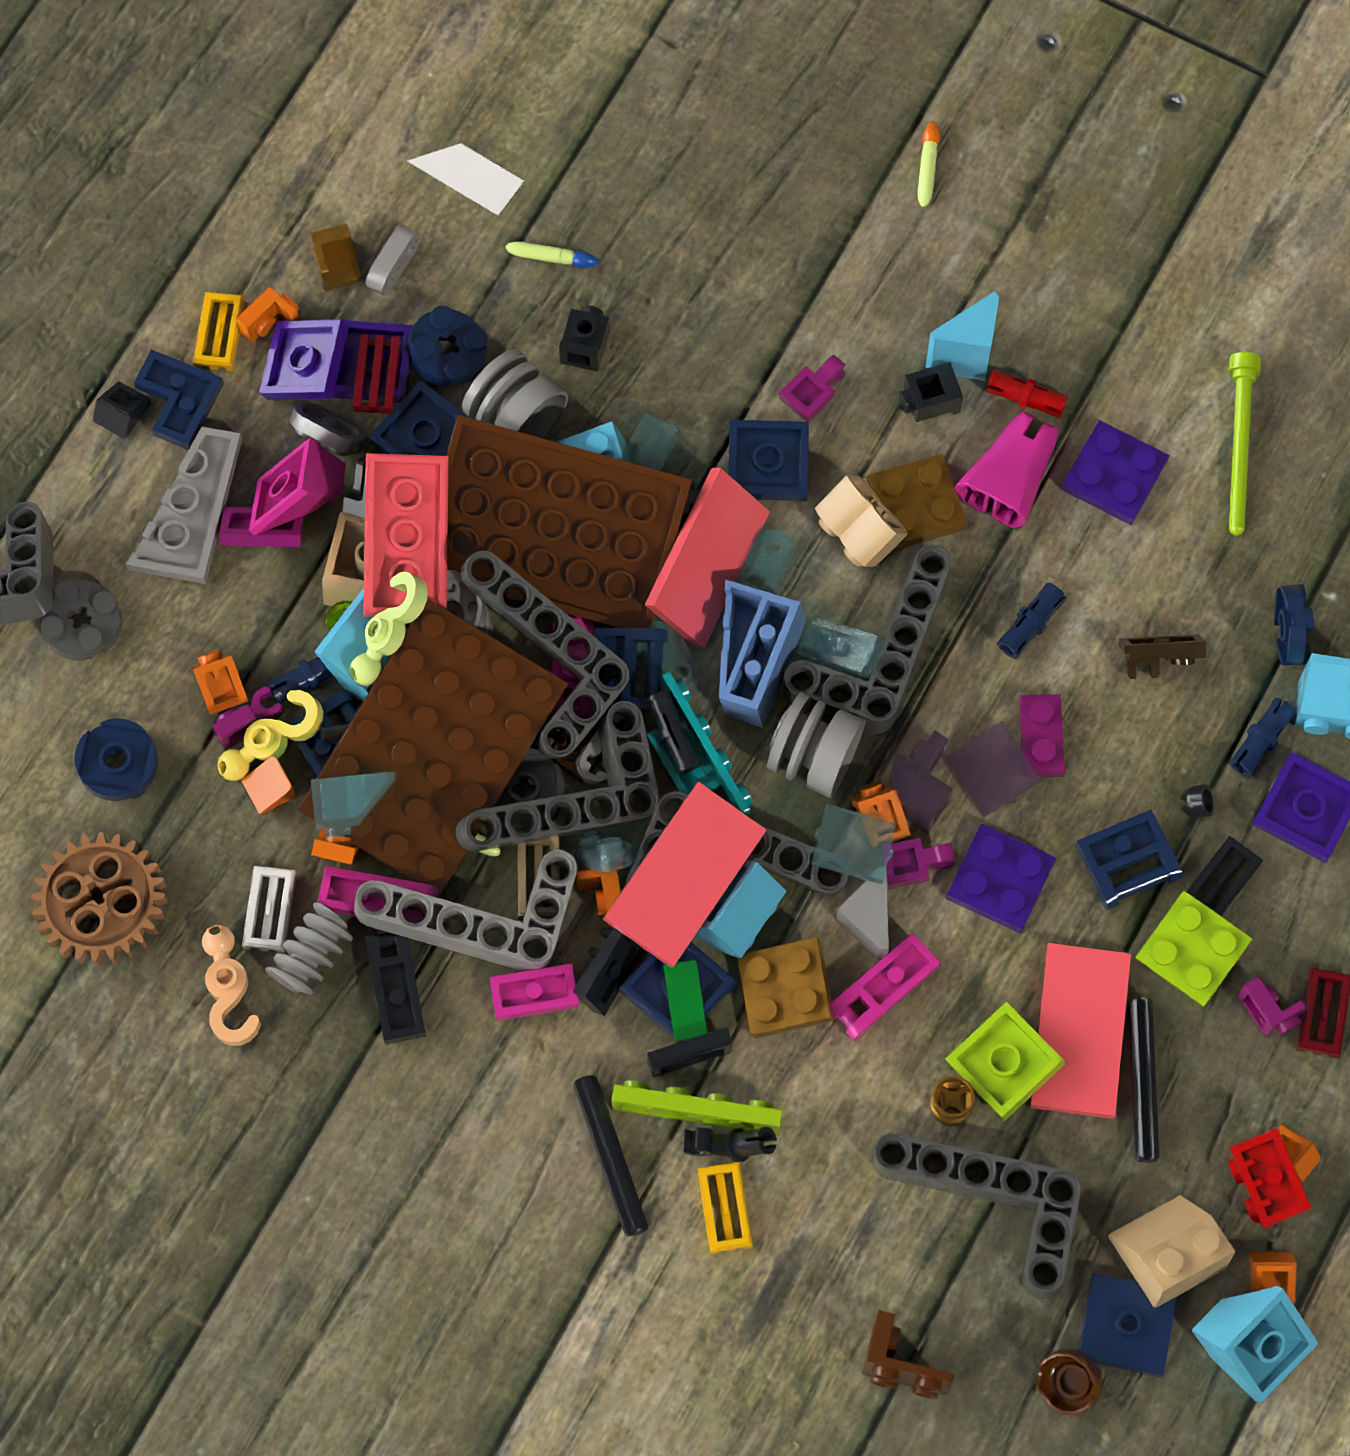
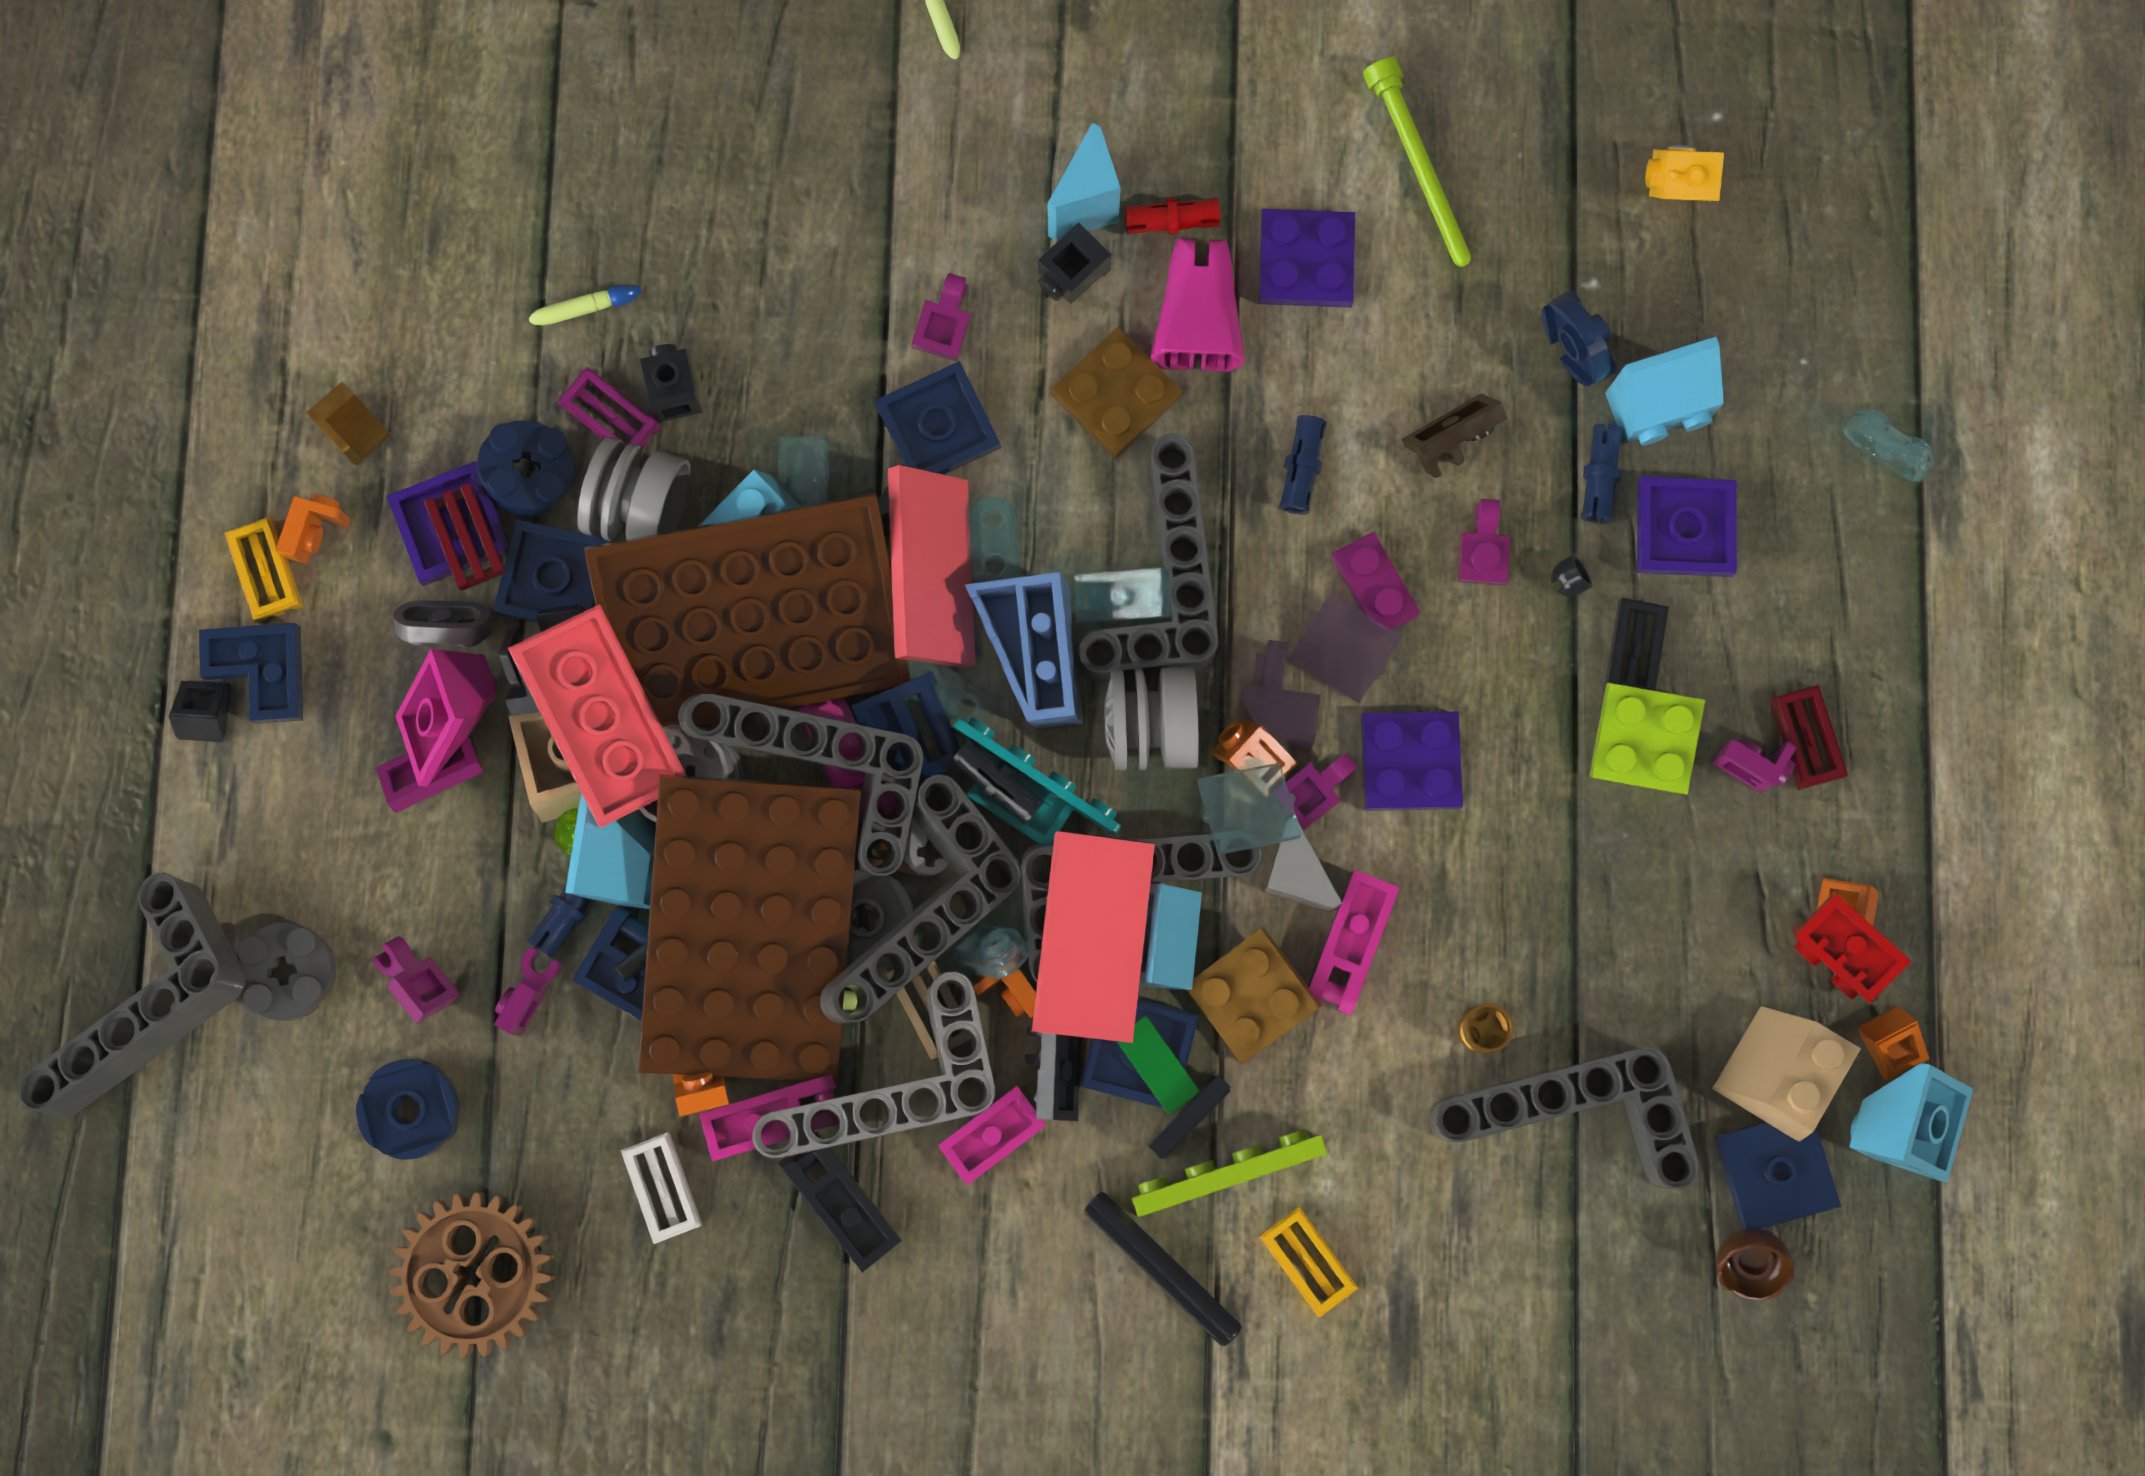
camera: 30 degrees left, 10 degrees up
(170, 674) = (415, 984): none -> magenta plate
(190, 515) = (345, 806): light grey wing -> none
(219, 681) = (474, 966): orange bracket -> none
(227, 984) = (661, 1294): light nougat piece -> none
(268, 786) = (589, 1054): slope -> none
(270, 737) = (563, 1005): light yellow piece -> none
(304, 359) = (376, 559): dark purple plate -> none
(309, 950) = (733, 1216): light grey piece -> none
(348, 800) = (690, 1040): clear light blue slope -> none
(387, 629) = (634, 832): yellowish green piece -> none
(393, 260) = (413, 396): light grey beam -> none
(471, 175) = (448, 257): white sticker -> none
(554, 361) = (577, 389): none -> magenta tile
(736, 1144) = (1287, 1190): black piece -> none
(860, 522) = (1071, 446): tan brick -> none
(889, 1371) = (1553, 1329): reddish brown bracket -> none
(1005, 1061) = (1519, 959): lime plate -> none
(1085, 1025) = (1574, 883): coral tile -> none
(1123, 847) = (1521, 664): dark blue plate -> none
(1139, 751) = (1483, 553): none -> magenta plate
(1144, 1080) = (1665, 903): black axle -> none

